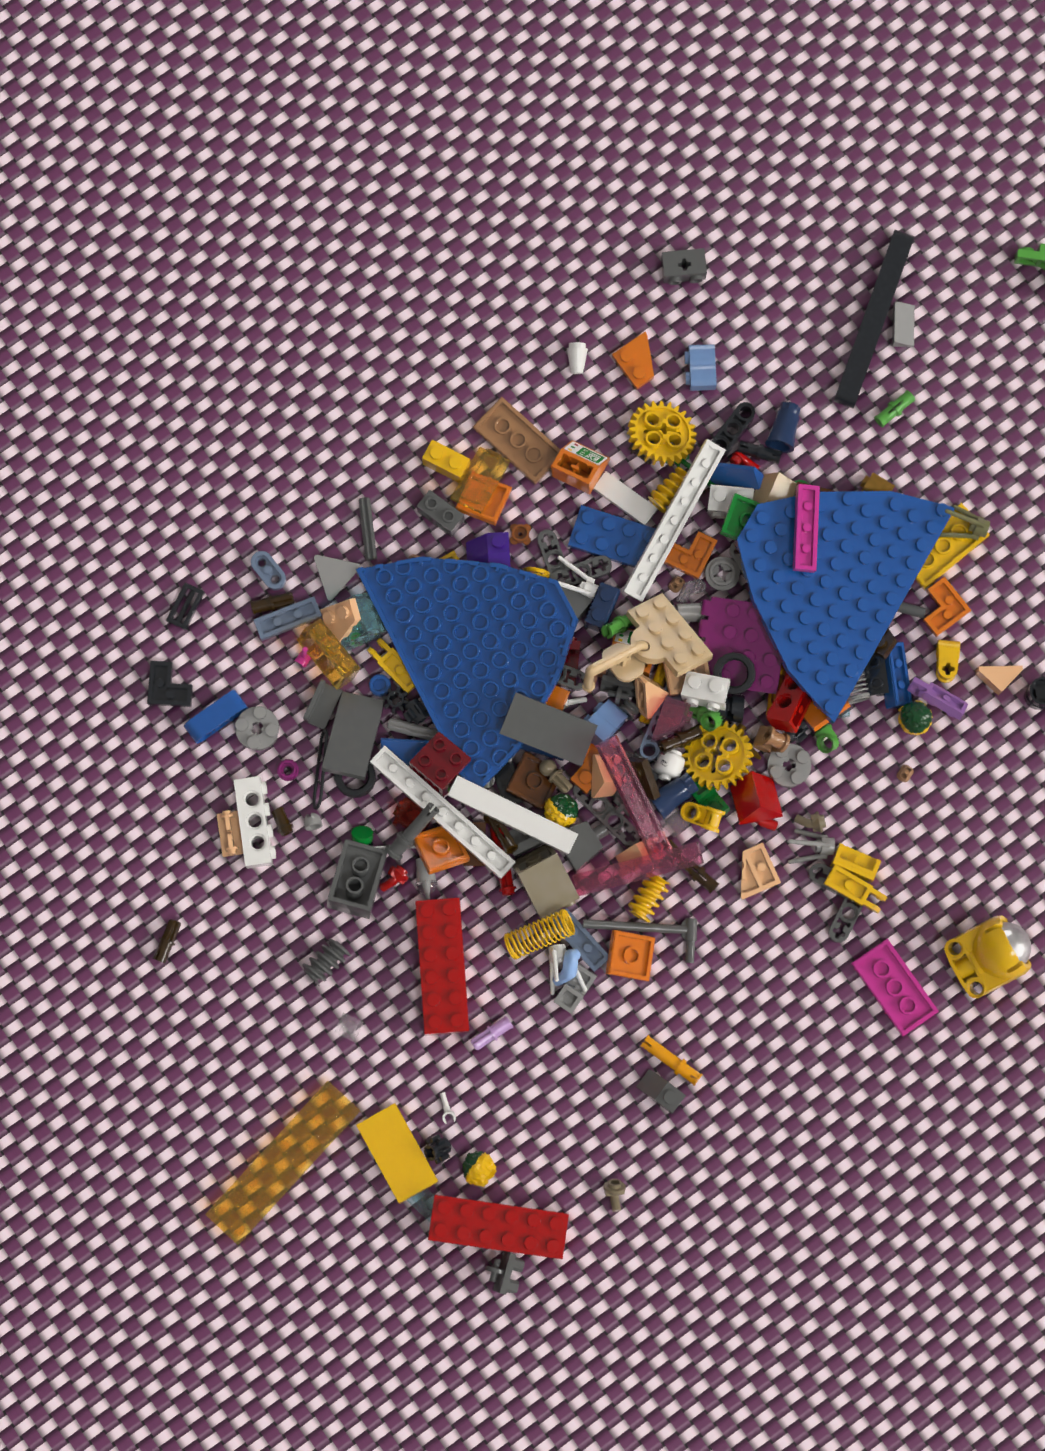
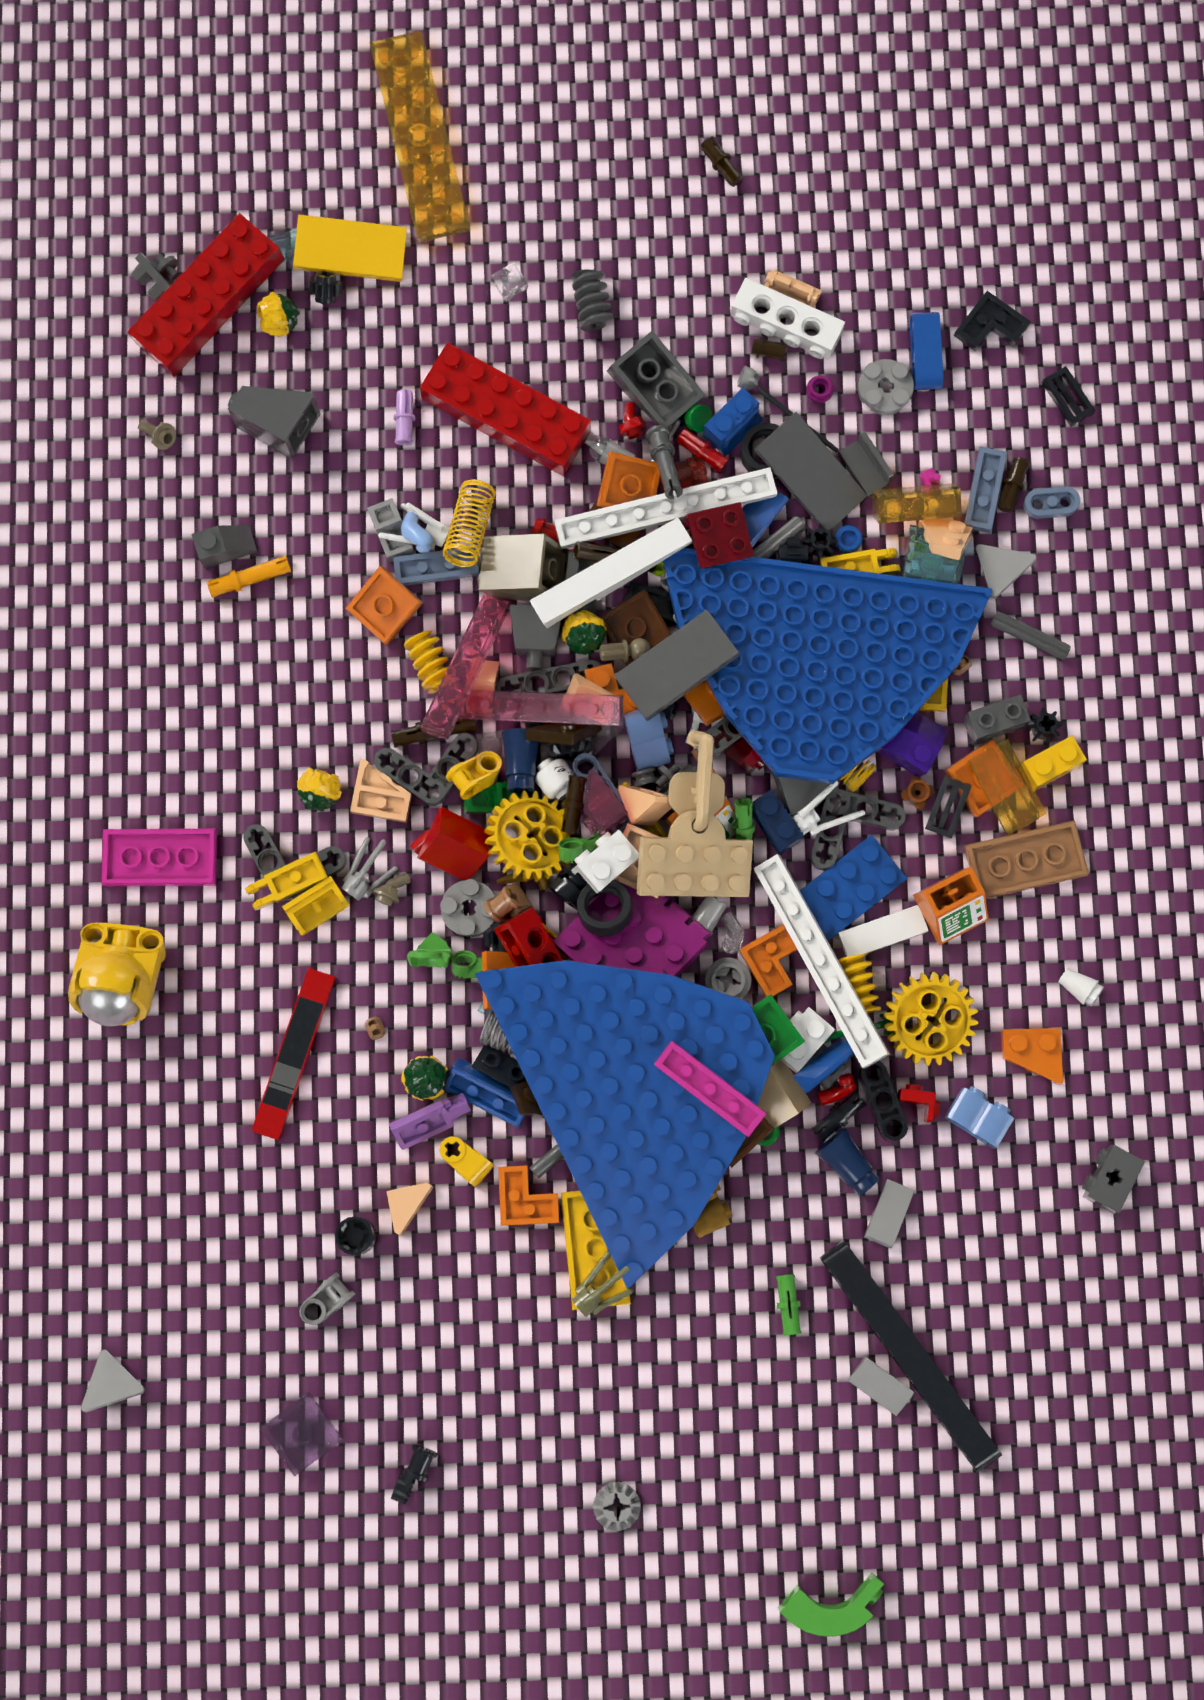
camera: 125 degrees right, 0 degrees up
(350, 810) = (732, 422): none -> blue window
(382, 818) = (702, 450): none -> red axle
(425, 476) = (1049, 720): none -> black gear
(446, 1107) = (357, 325): white hand -> none
(502, 511) = (956, 784): none -> black tile
(554, 1115) = (275, 416): none -> dark grey slope
(676, 584) = (750, 924): medium nougat rock -> none
(687, 929) = (370, 683): dark grey bar -> none
(714, 412) = (915, 1095): none -> red bracket
(720, 844) = (435, 777): none -> dark grey beam
(780, 911) = (318, 789): none -> yellow piece
(797, 384) = (889, 1213): none -> light grey slope
(834, 769) = (431, 952): none -> bright green piece
(957, 812) = (293, 1054): none -> tile

